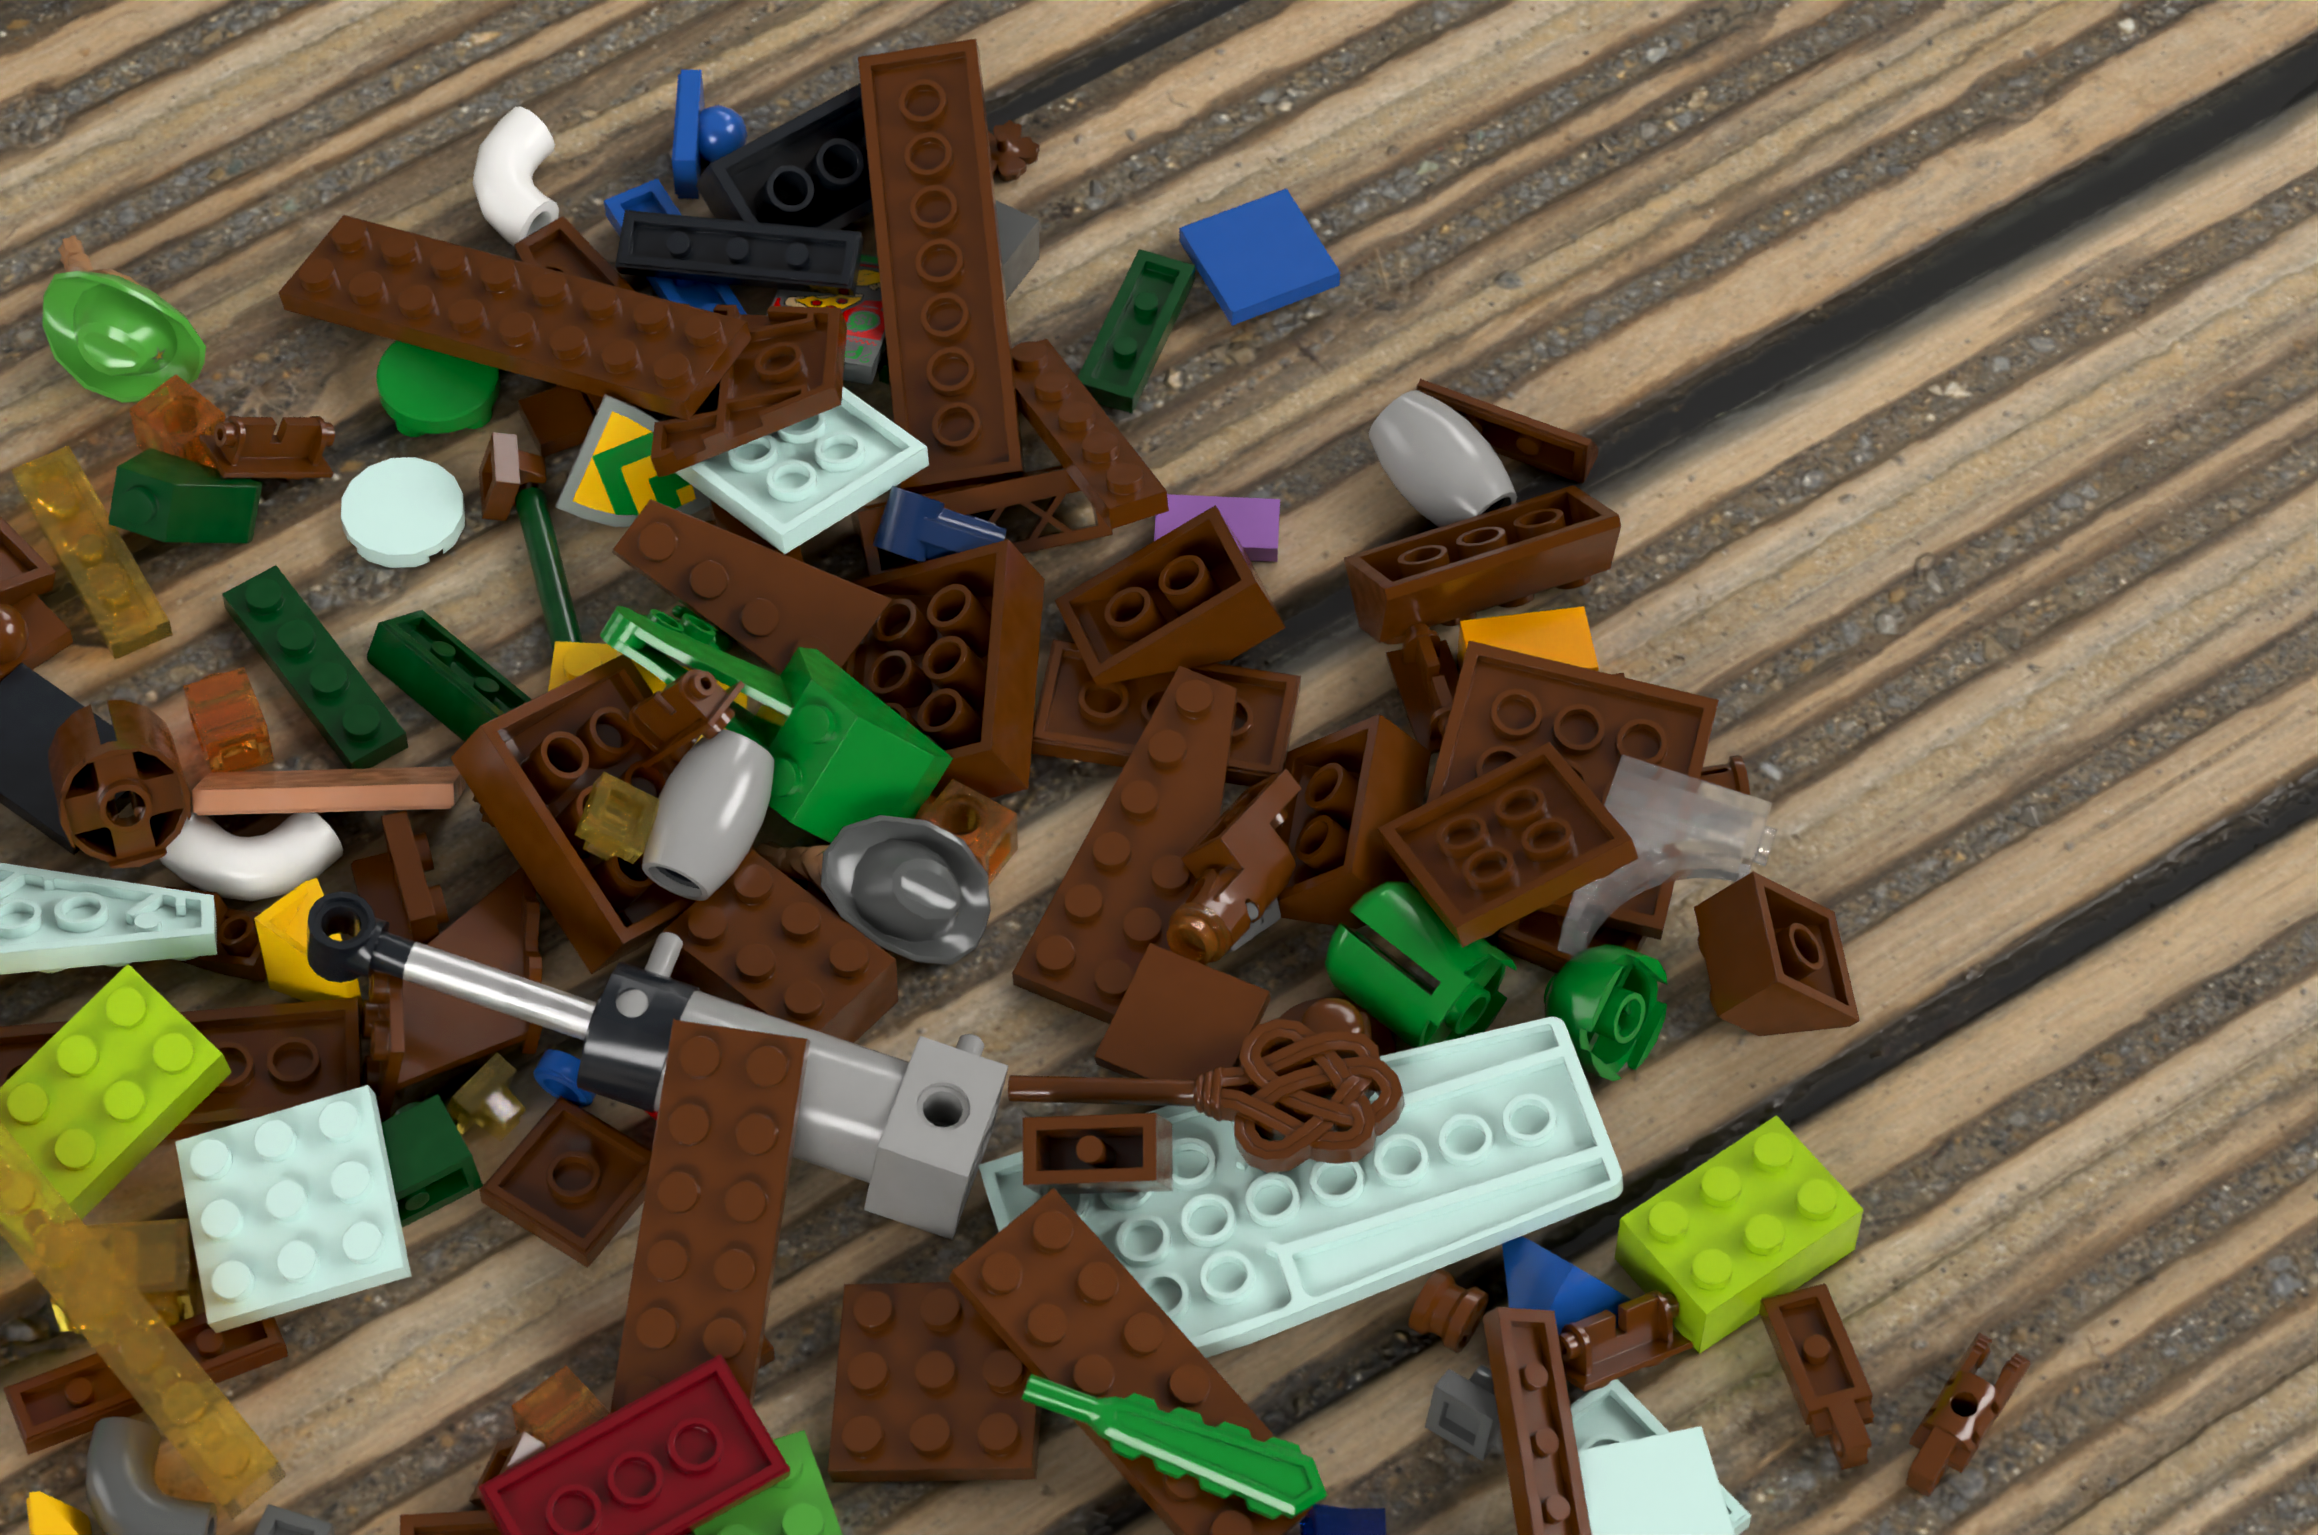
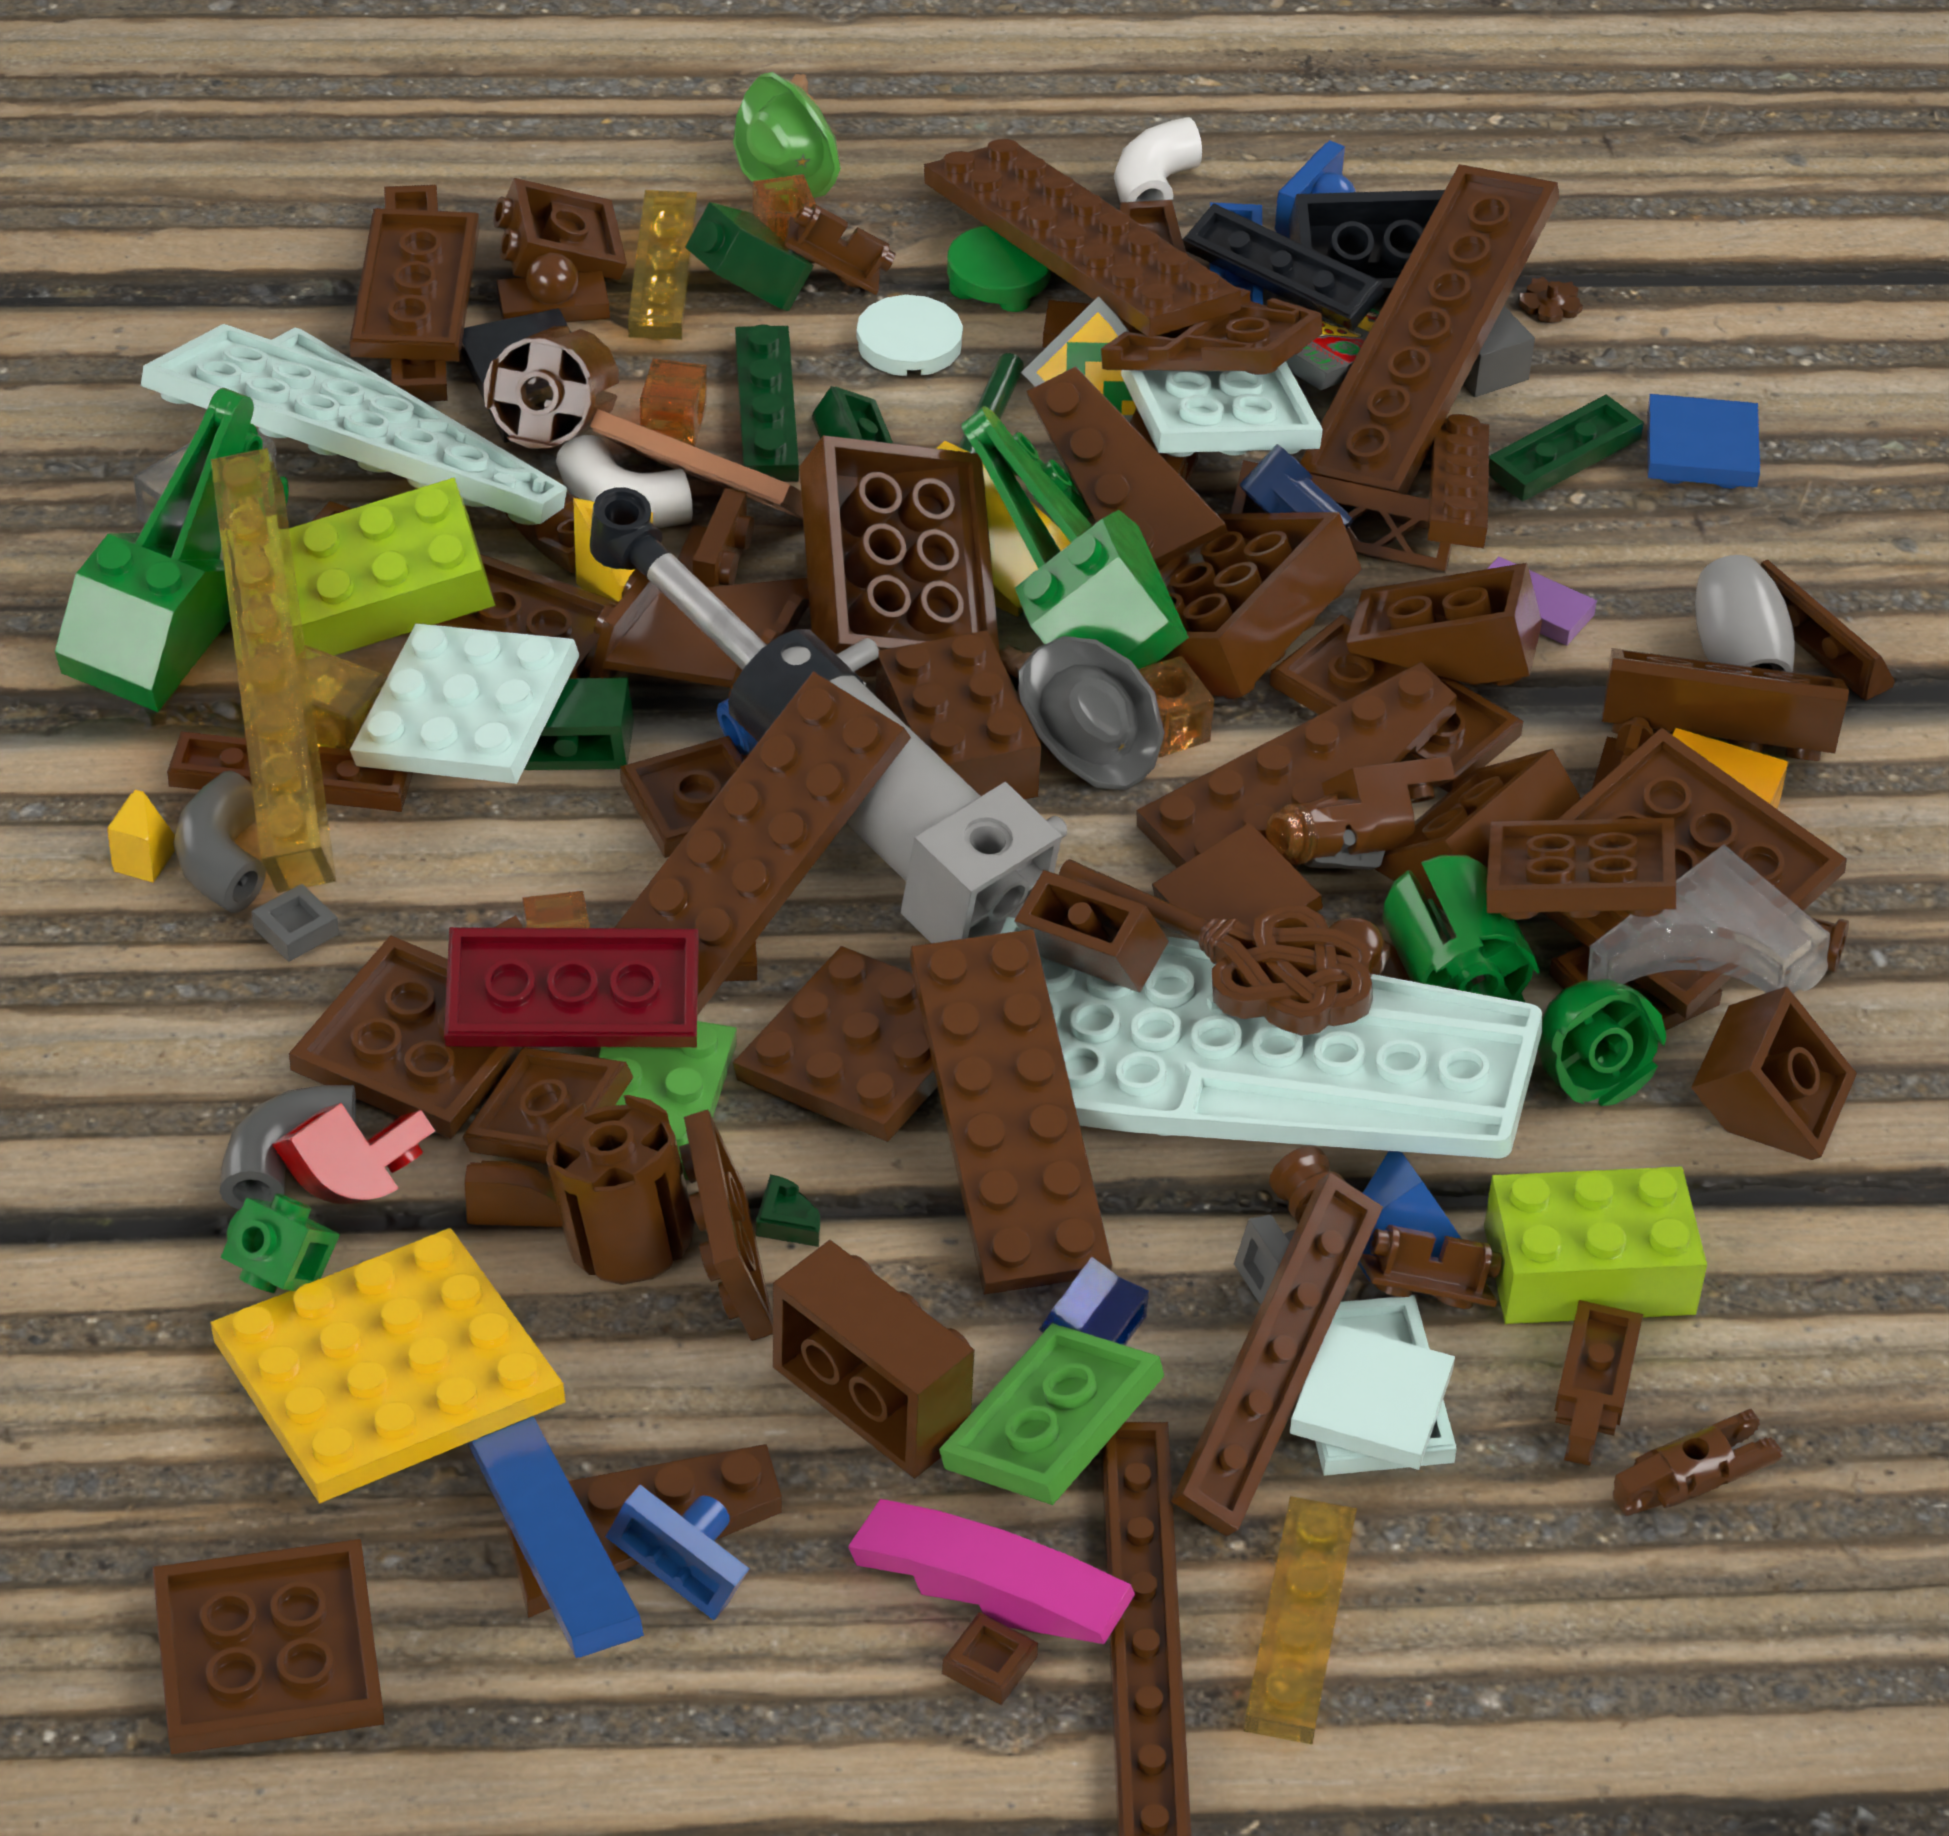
camera: 30 degrees right, 10 degrees down
(488, 1100) = (668, 709): clear yellow tile -> none
(505, 474) = (1001, 336): reddish brown tile -> none
(617, 819) = (884, 545): clear yellow tile -> none
(680, 713) = (986, 498): reddish brown hinge -> none
(709, 815) = (961, 580): light grey piece -> none
(1223, 1458) = (1036, 1186): green sword -> none

